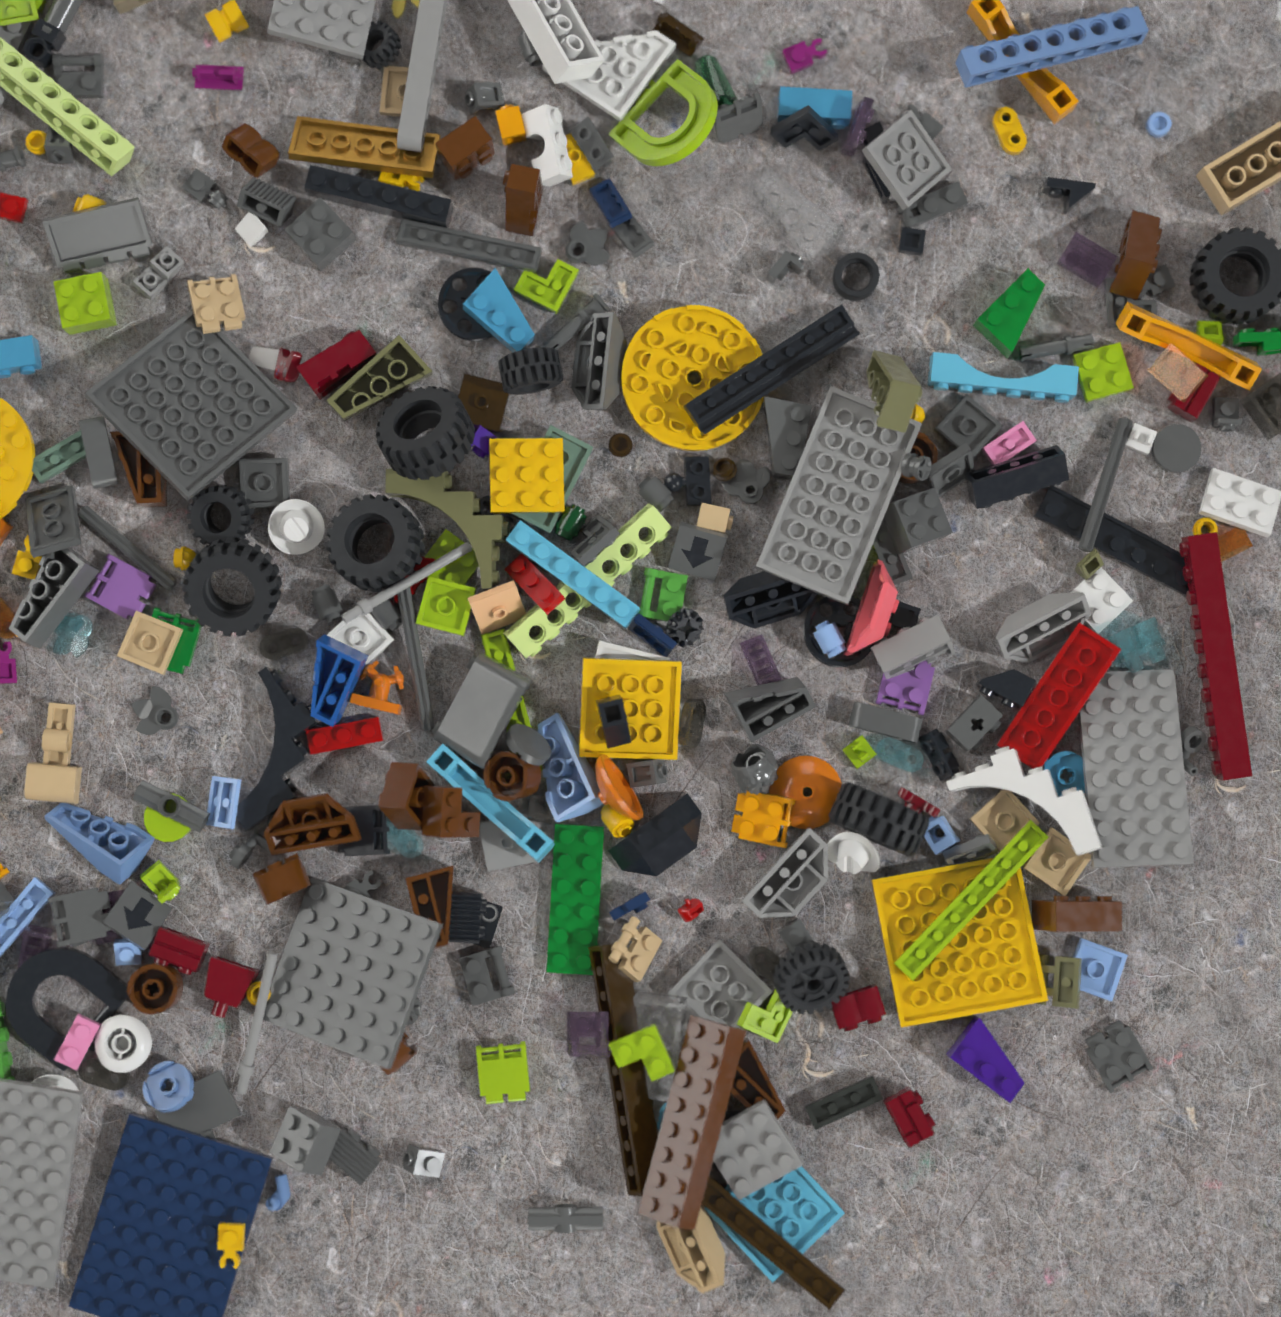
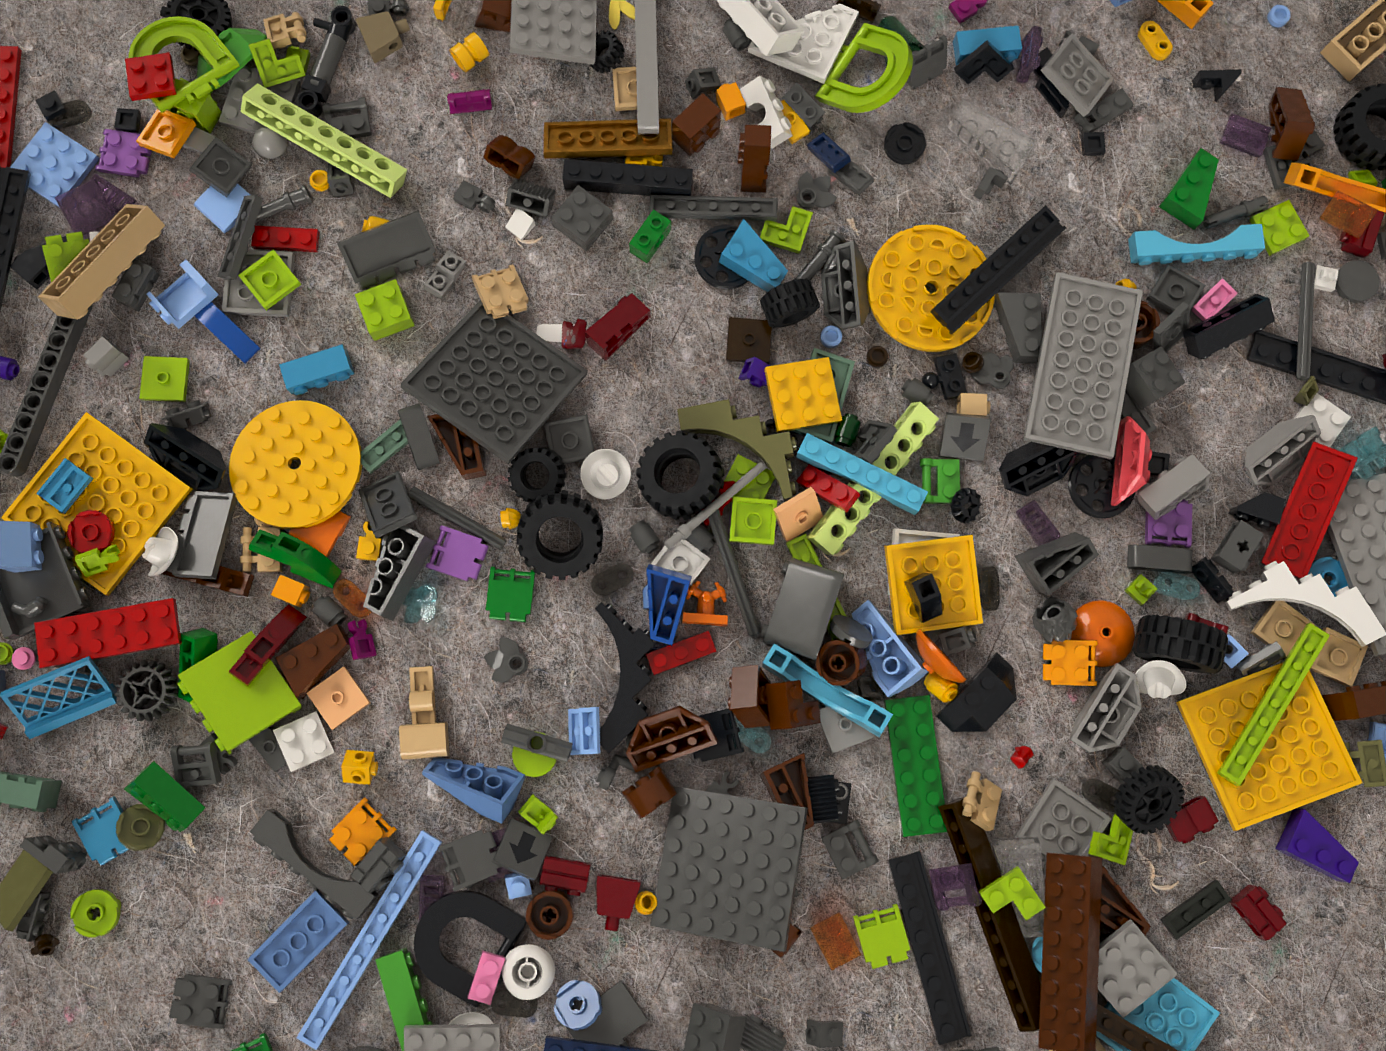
camera: 10 degrees left, 5 degrees down
(150, 642) = (493, 598): tan plate -> none
(246, 1066) = (646, 972): light grey bar -> none
(379, 379) = (660, 330): olive wedge -> none
(392, 267) = (650, 236): none -> green brick
(435, 451) = (716, 387): black tyre -> none
(452, 1068) = (835, 941): none -> clear orange plate
(551, 1092) = (929, 948): none -> black plate
(573, 414) = (831, 336): none -> light blue tile
(637, 904) = (972, 759): dark blue plate -> none
(652, 635) = (940, 517): dark blue plate -> none
(699, 205) = (904, 143): none -> black tile
(829, 639) = (1098, 492): light blue brick -> none
(860, 258) = (1056, 166): black tyre -> none
(893, 390) = (1113, 265): olive wedge -> none
(916, 466) = (1146, 328): dark grey wheel -> none

